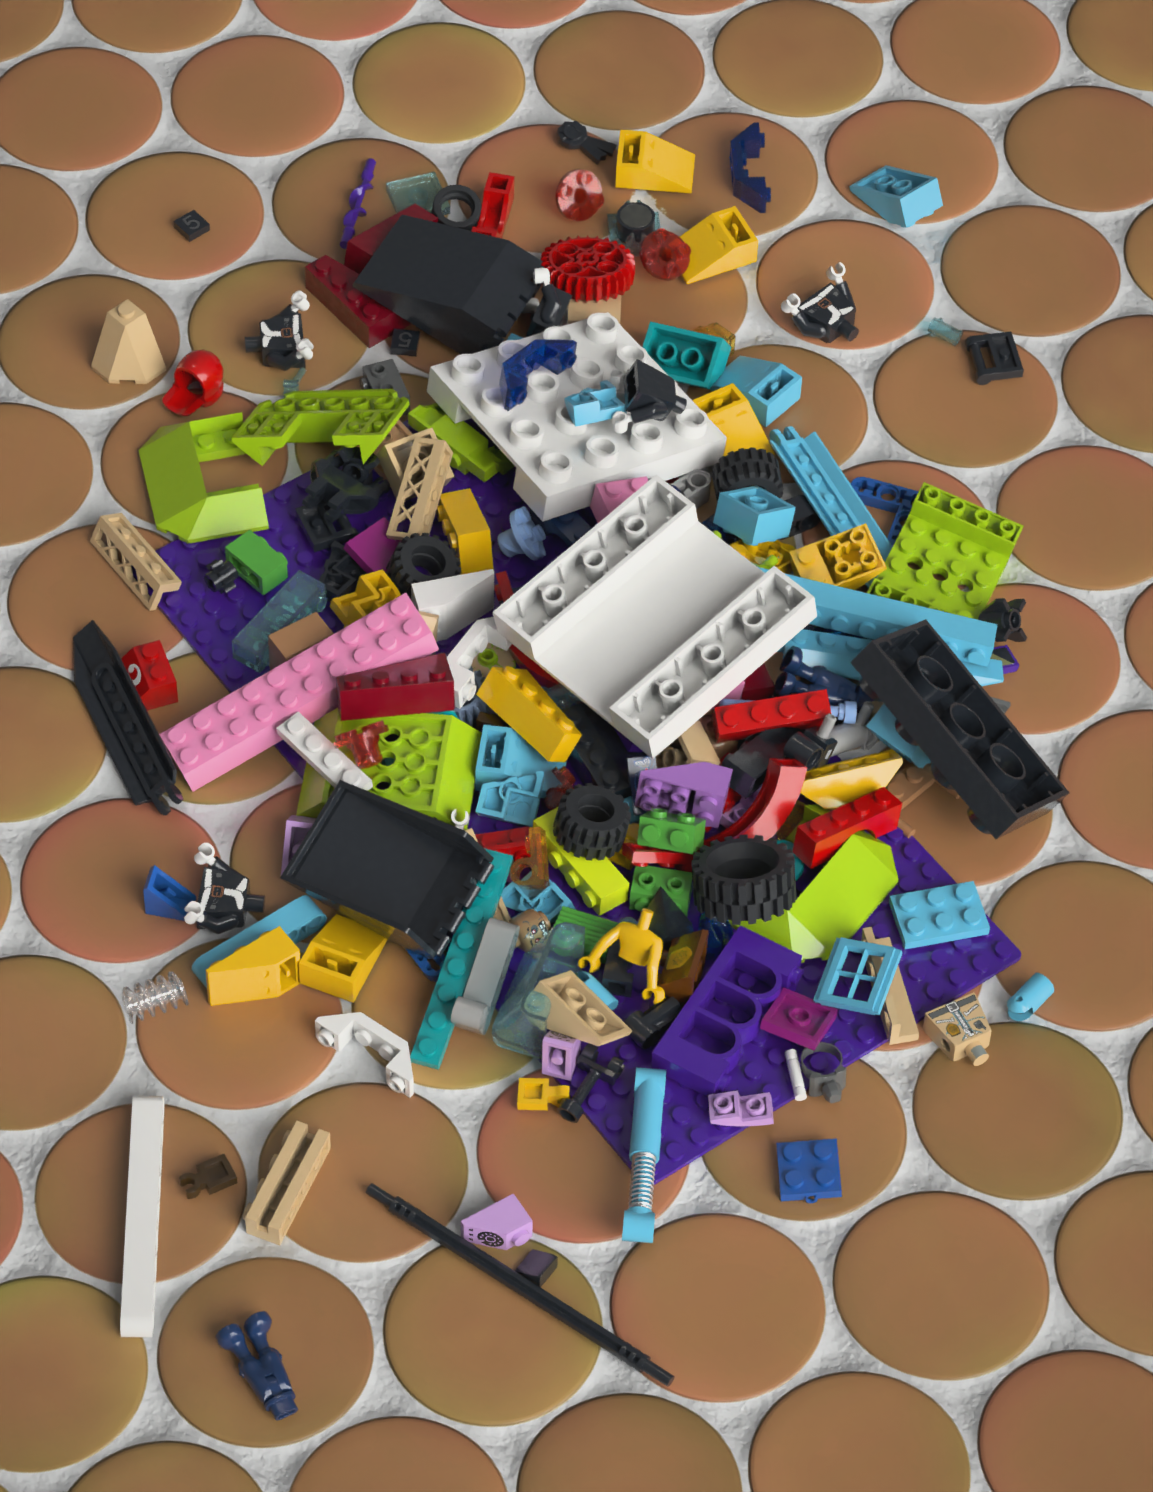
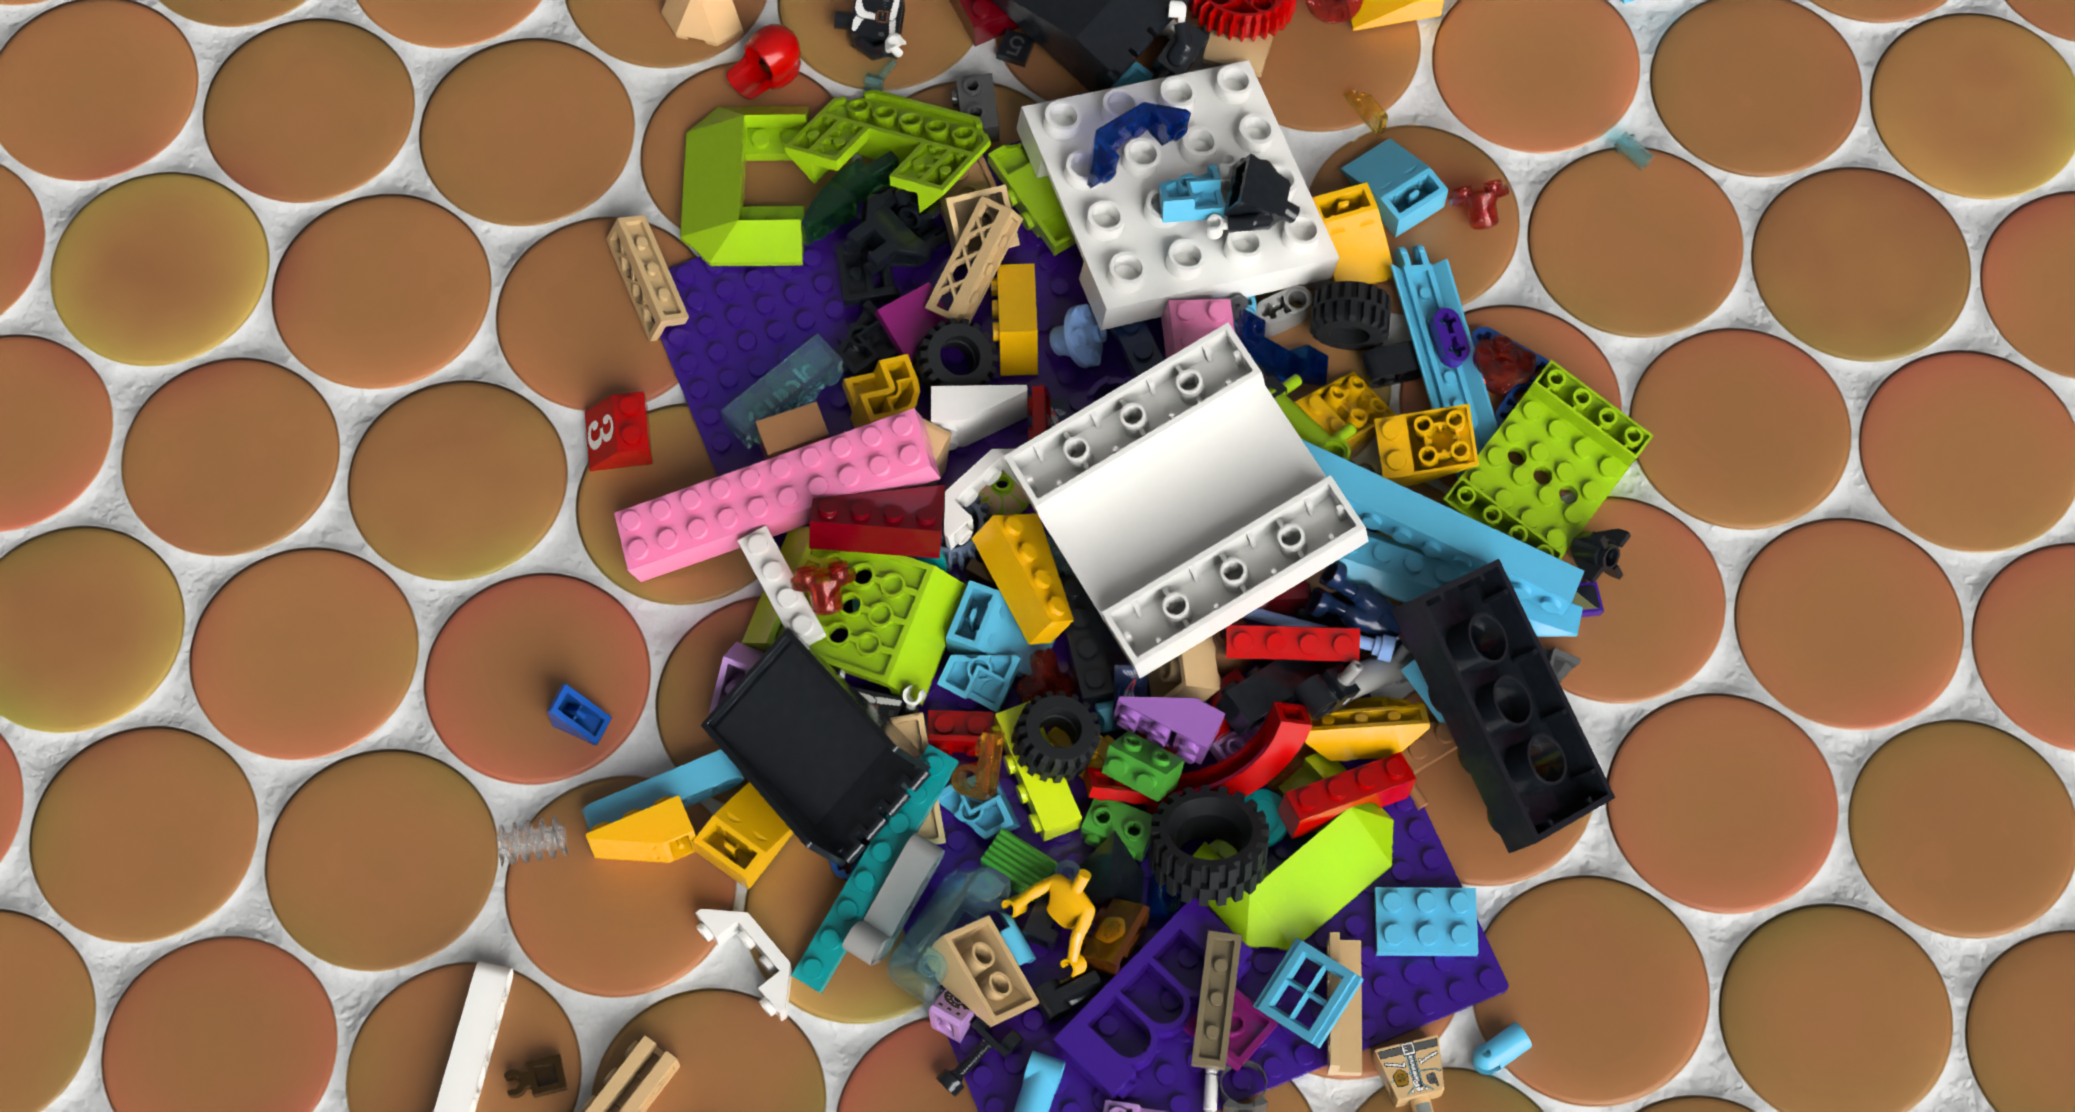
camera: 15 degrees right, 15 degrees up
(123, 720) = (582, 482): black hinge -> none
(220, 576) = (732, 320): black gear -> none
(222, 895) = (636, 730): torso -> none
(257, 562) = (775, 311): bright green brick -> none
(291, 465) = (838, 198): none -> clear green slope
(532, 927) = (960, 846): medium nougat head -> none
(536, 1094) = (919, 1051): yellow plate -> none
(686, 354) = (1323, 132): teal slope -> none
(754, 515) = (1345, 363): medium azure brick -> none
(783, 994) = (1216, 1000): none -> dark tan plate
(827, 312) = (1502, 102): black torso -> none
(830, 387) = (1480, 203): none -> clear red plate
(833, 486) = (1451, 337): none -> dark purple beam
(884, 498) = (1503, 364): none -> clear red plate
(1002, 353) = (1692, 196): black plate -> none

